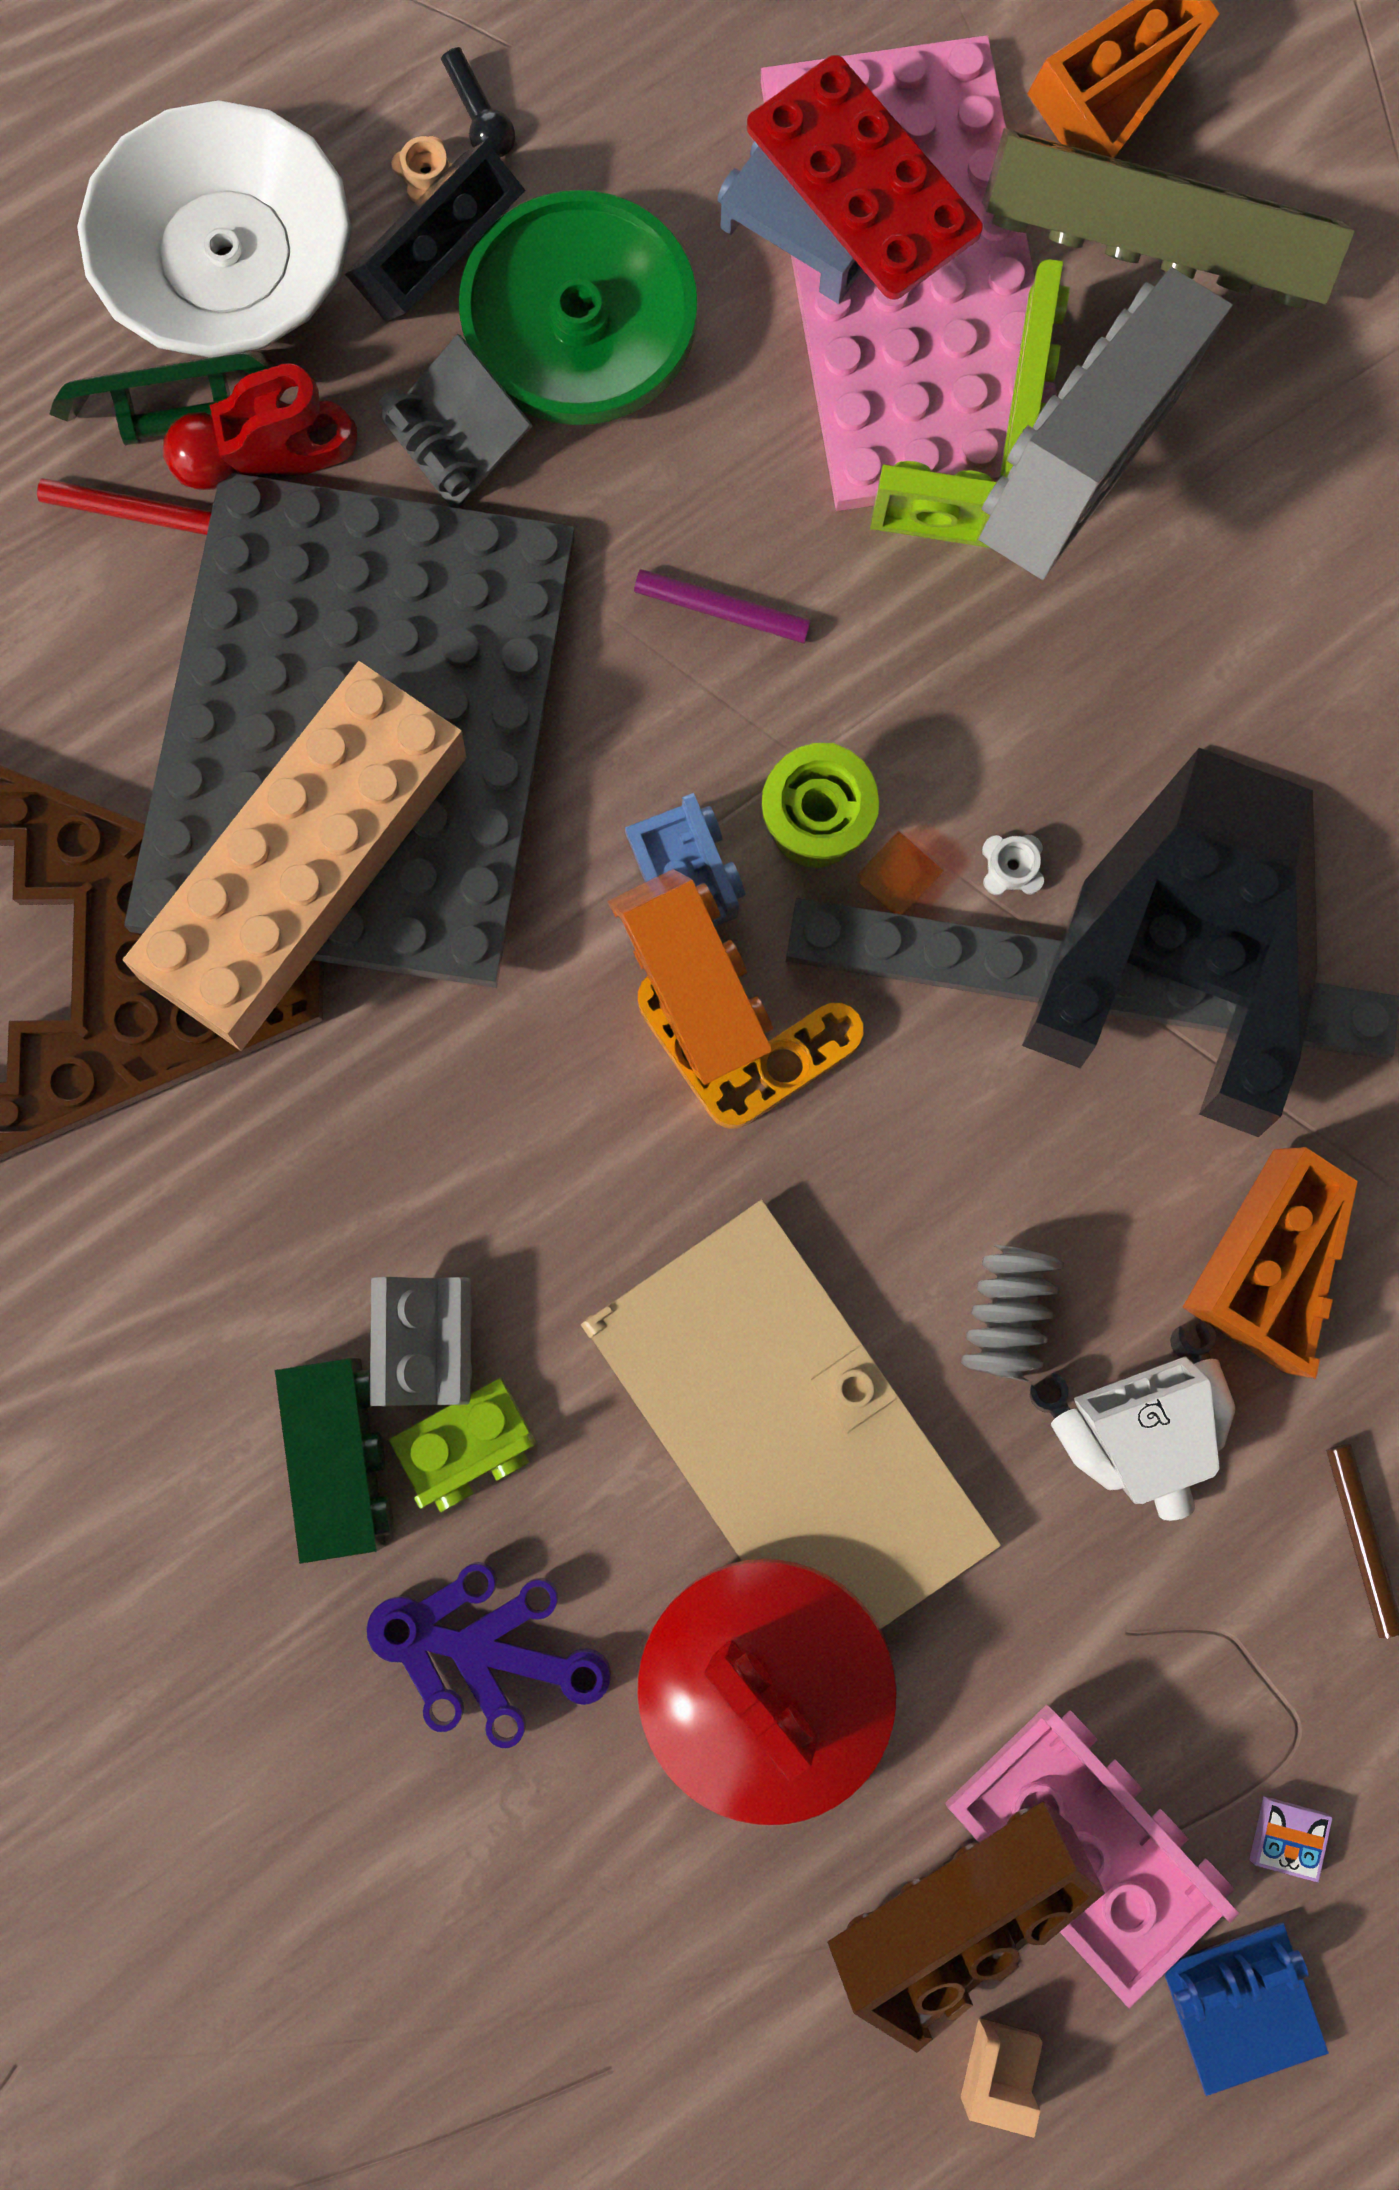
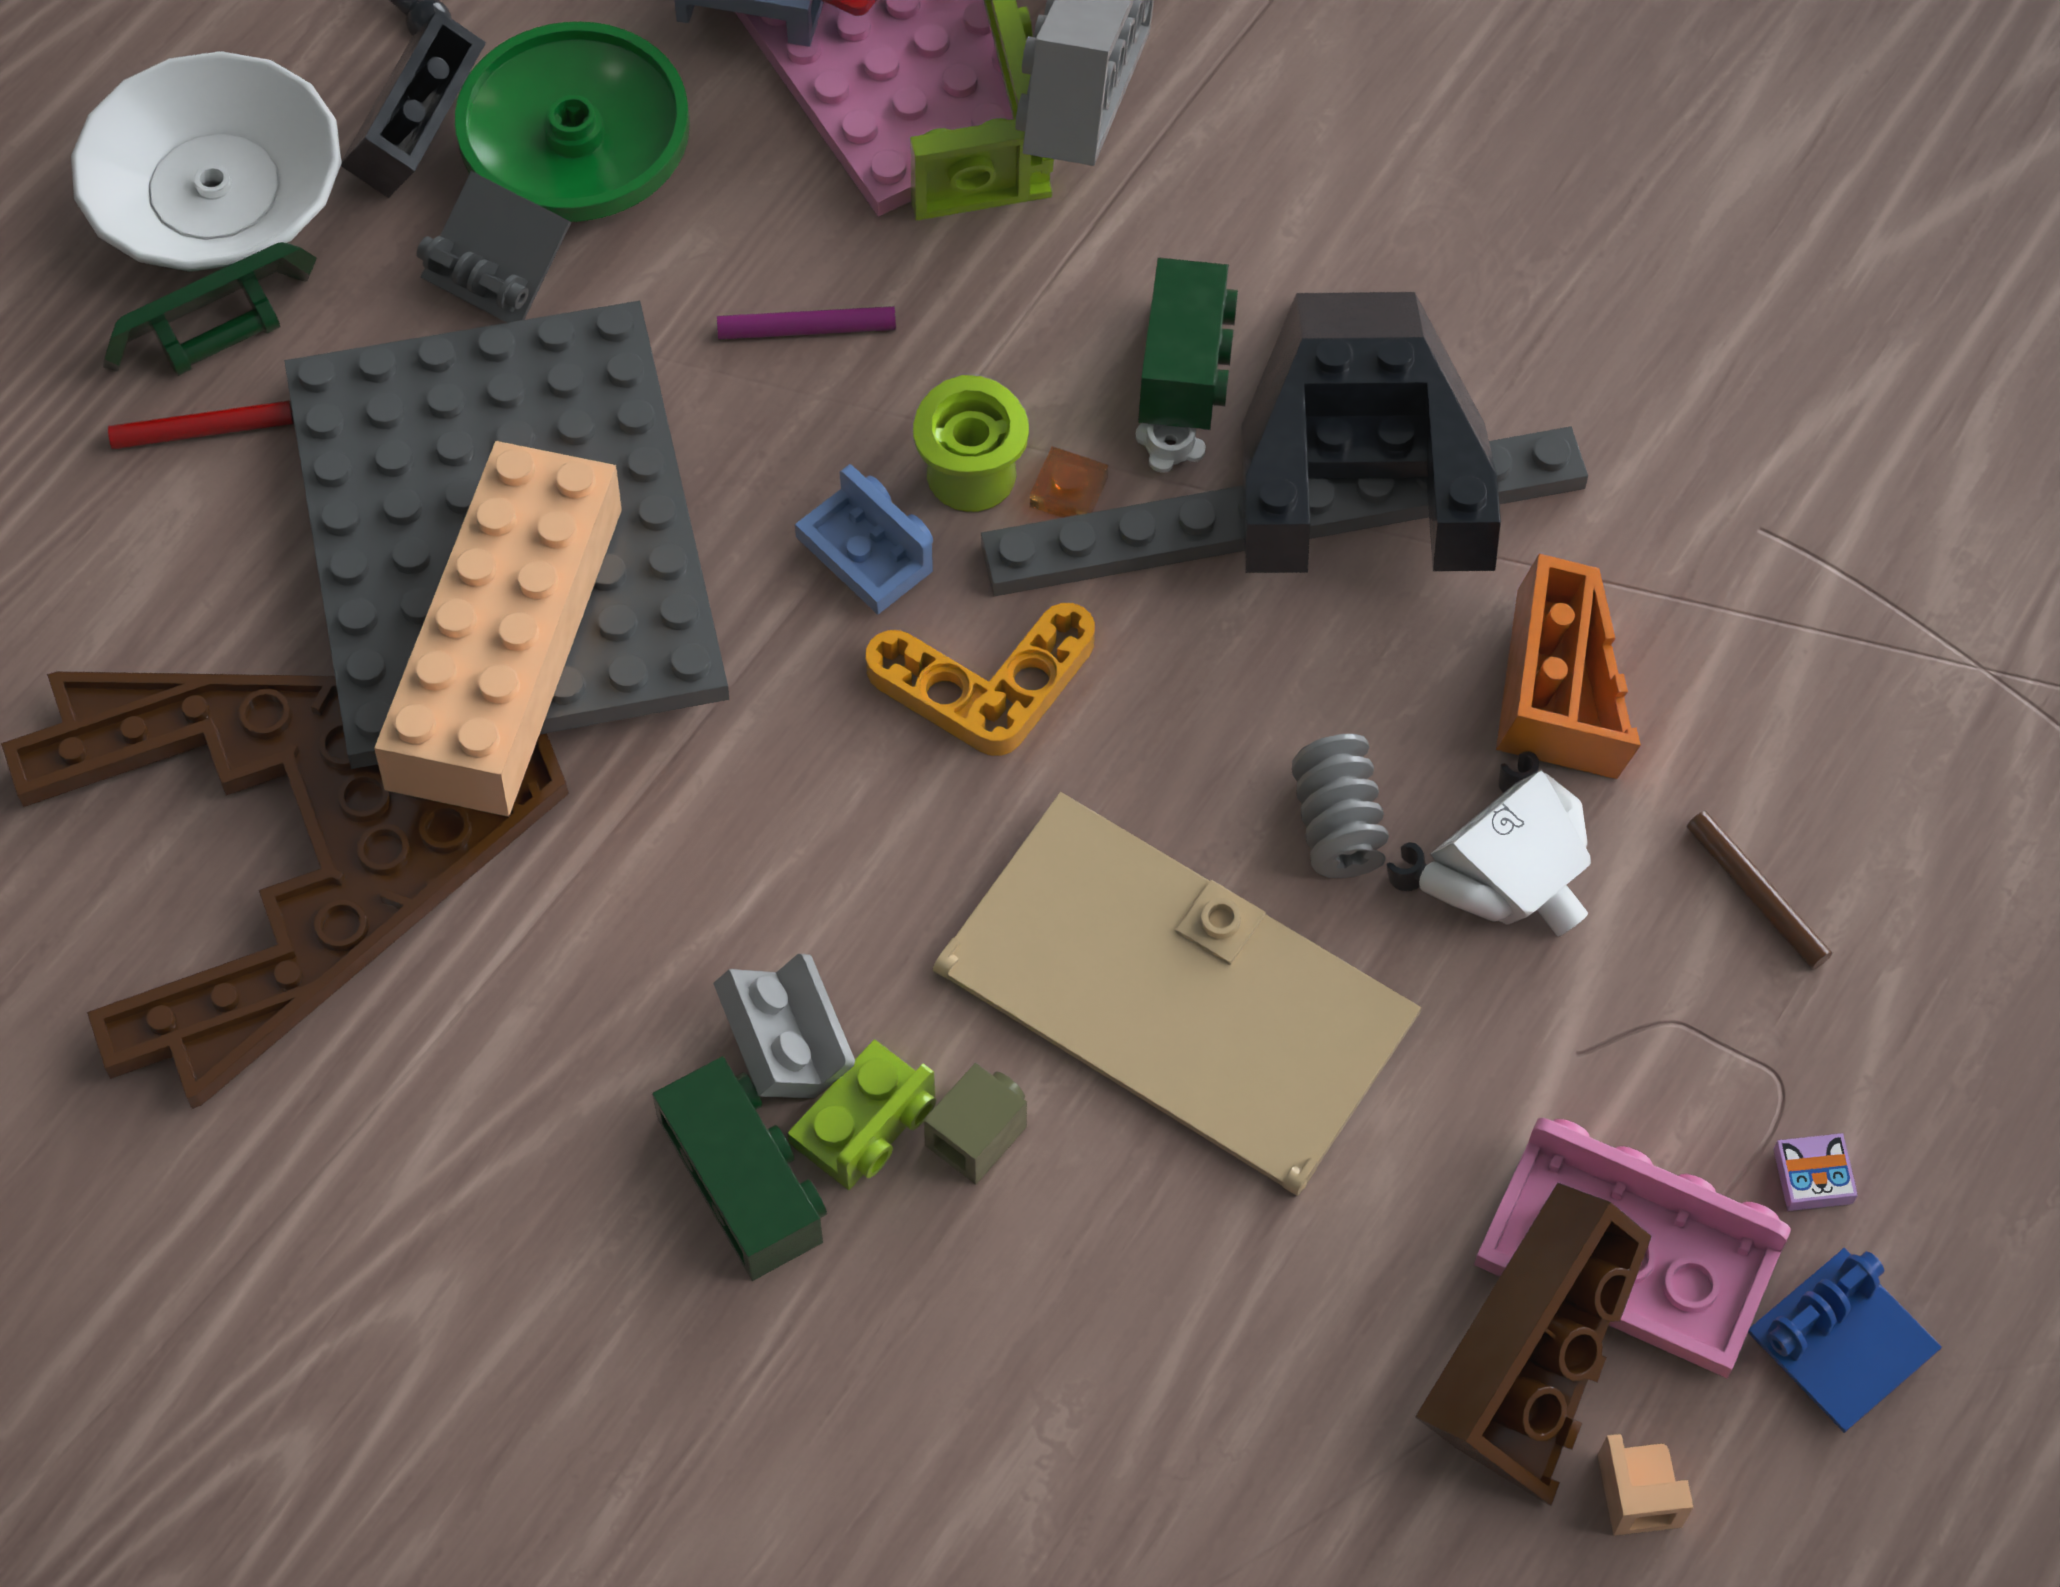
camera: 20 degrees left, 20 degrees down
(259, 432) = (312, 310): red piece -> none
(414, 156) = (373, 60): light nougat plate -> none
(477, 1649) = (956, 1292): dark purple plant -> none
(558, 1498) = (976, 1122): none -> olive brick
(694, 973) = (914, 606): orange wedge -> none
(767, 1692) = (1255, 1215): red bracket -> none
(1068, 776) = (1187, 344): none -> dark green brick

